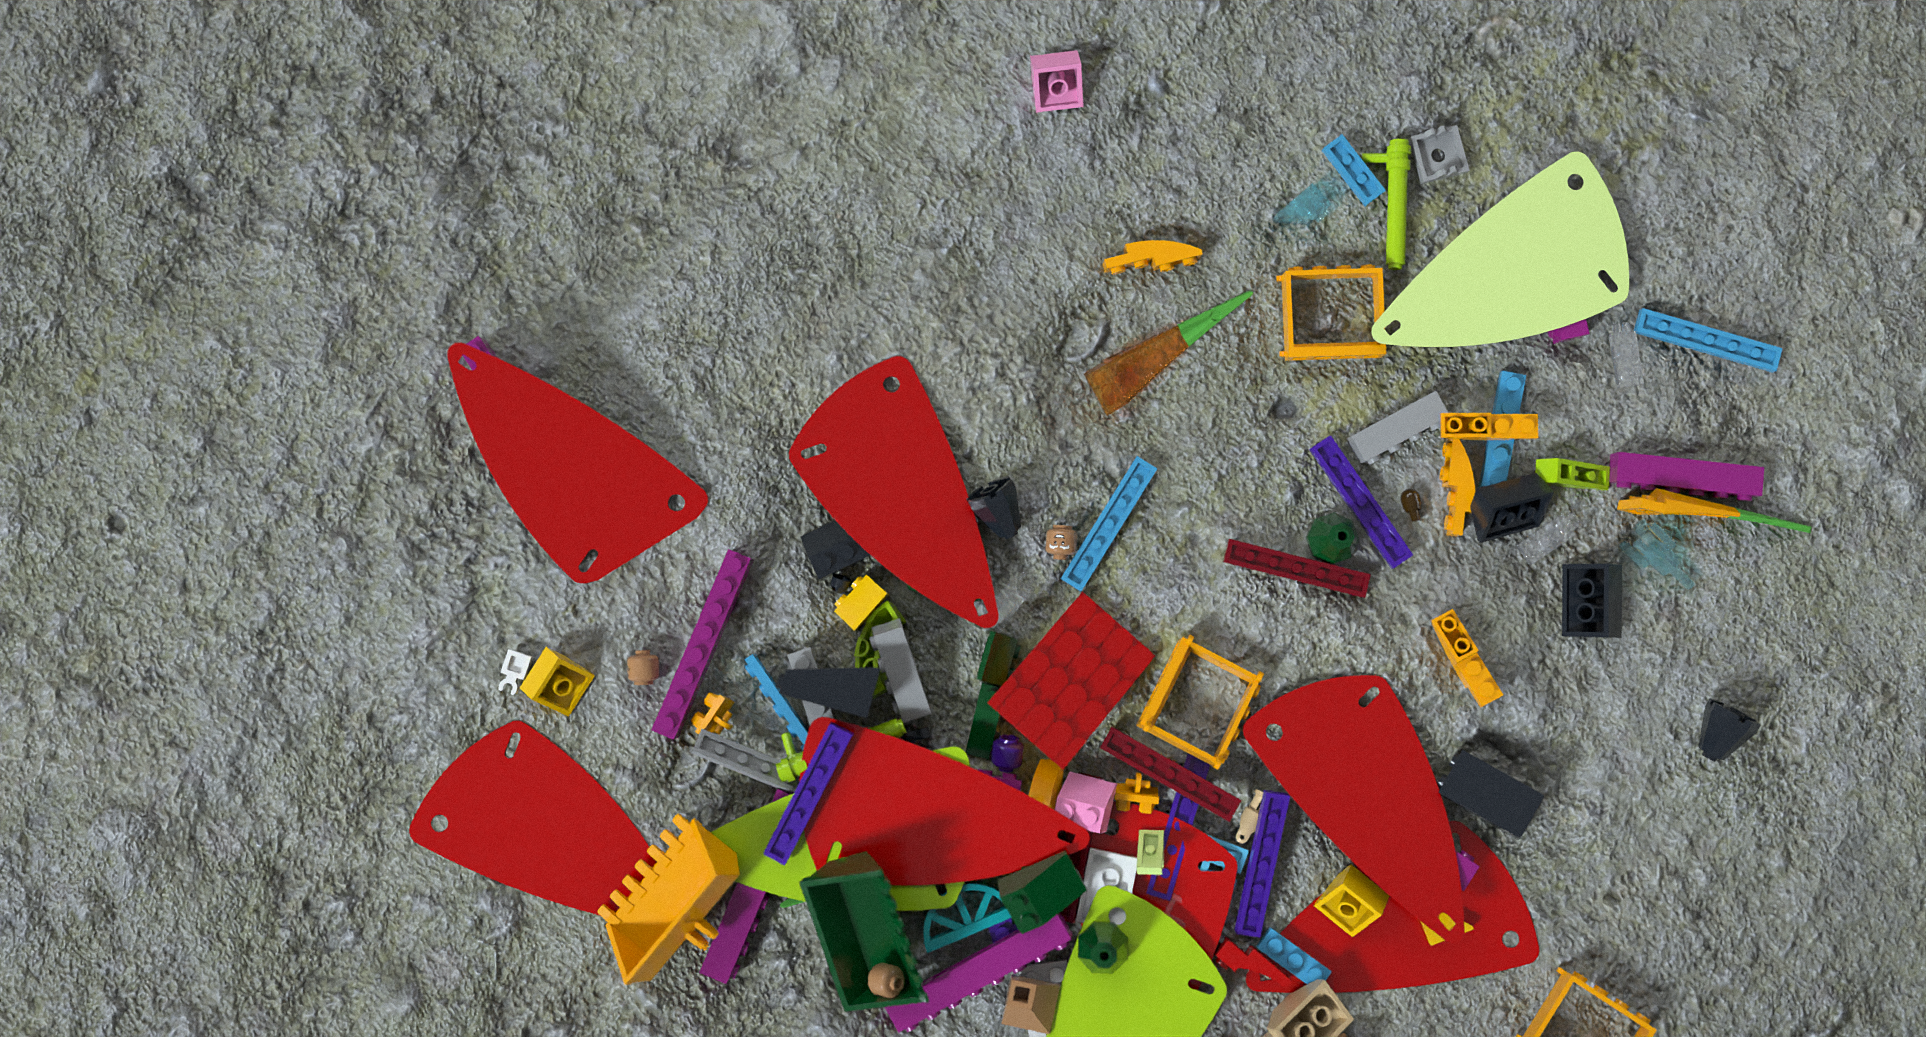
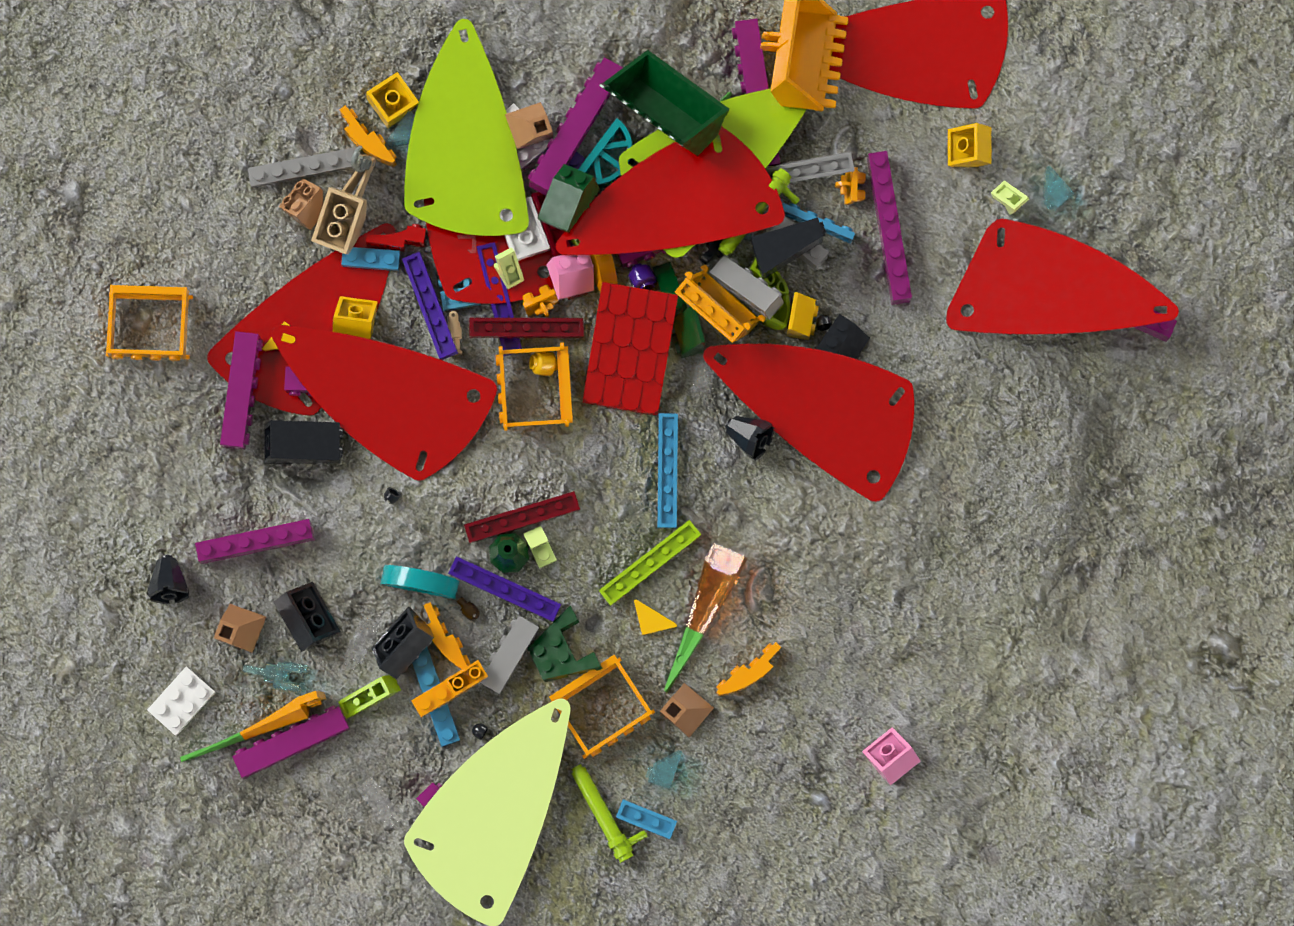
camera: 145 degrees right, 5 degrees down
(496, 575) = (1055, 190): none -> clear light blue slope
(515, 667) = (1002, 139): white plate -> none
(550, 596) = (1009, 197): none -> yellowish green slope
(643, 668) = (918, 188): medium nougat head -> none
(808, 793) = (758, 169): dark purple plate -> none
(886, 980) = (633, 84): medium nougat head -> none
(962, 661) = (717, 305): none -> light orange window
(1061, 542) = (692, 438): medium nougat head -> none
(1102, 937) = (503, 189): dark green cone -> none
(1175, 721) = (543, 363): none -> yellow head
(1187, 436) = (649, 562): none -> lime plate
(1222, 375) = (650, 620): none -> yellow tile
(1244, 257) = (686, 710): none -> medium nougat slope
(1295, 525) = (540, 547): none -> yellowish green slope
(1350, 400) = (554, 655): none -> dark green wing
(1418, 679) = (391, 495): none -> black hinge
(1450, 143) = (579, 865): light grey piece -> none
(1450, 563) = (419, 581): none -> teal window
(1465, 659) = (371, 525): light orange slope -> none
(1476, 367) = (479, 730): none -> black hinge
(1524, 895) = (240, 390): none -> magenta brick
(1604, 716) = (254, 541): none -> magenta brick
(1674, 631) = (240, 628): none -> medium nougat slope
(1708, 340) = (328, 848): dark azure plate -> none
(1777, 591) = (181, 701): none -> white plate

